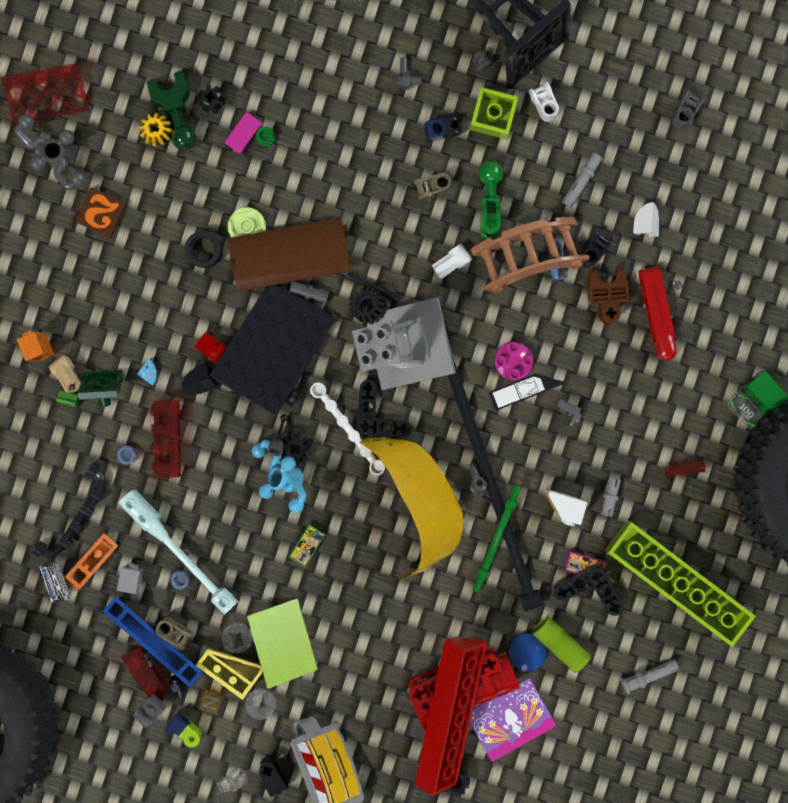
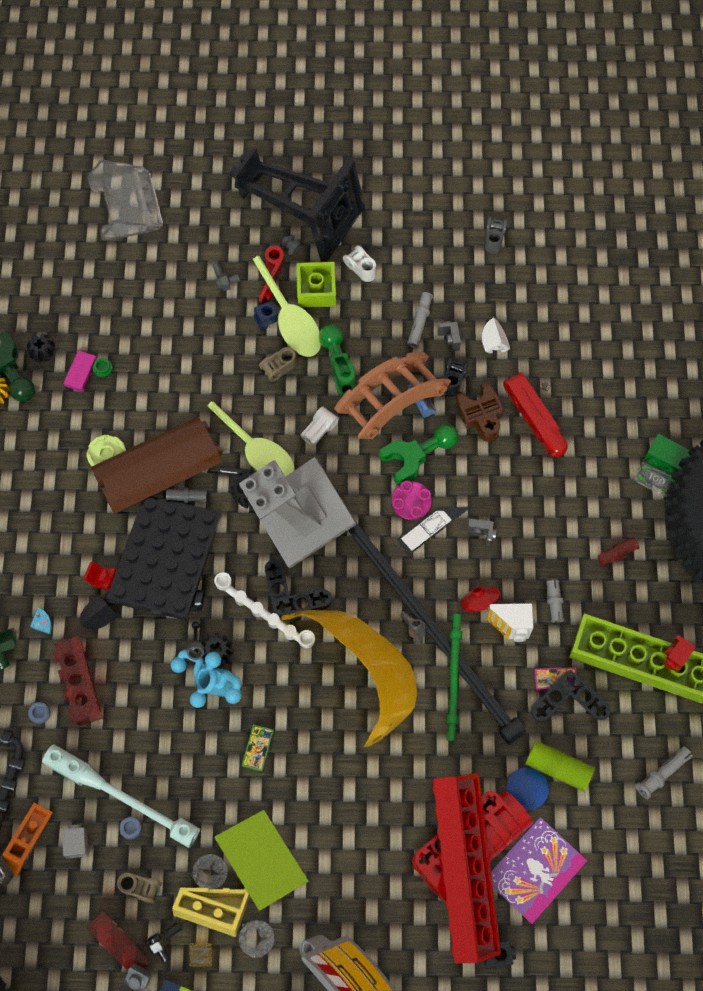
camera: 15 degrees left, 20 degrees down
(154, 644) = (147, 915): blue arch -> none
(189, 249) = (65, 472): black tyre -> none
(390, 271) = (257, 450): none -> yellowish green piece
(460, 74) = (274, 263): none -> red door
(460, 148) = (293, 321): none -> yellowish green piece
(544, 476) = (480, 598): none -> red dish
(565, 310) = (414, 454): none -> green piece
(607, 209) = (451, 331): none -> flat silver bracket
(700, 588) = (678, 654): none -> red brick

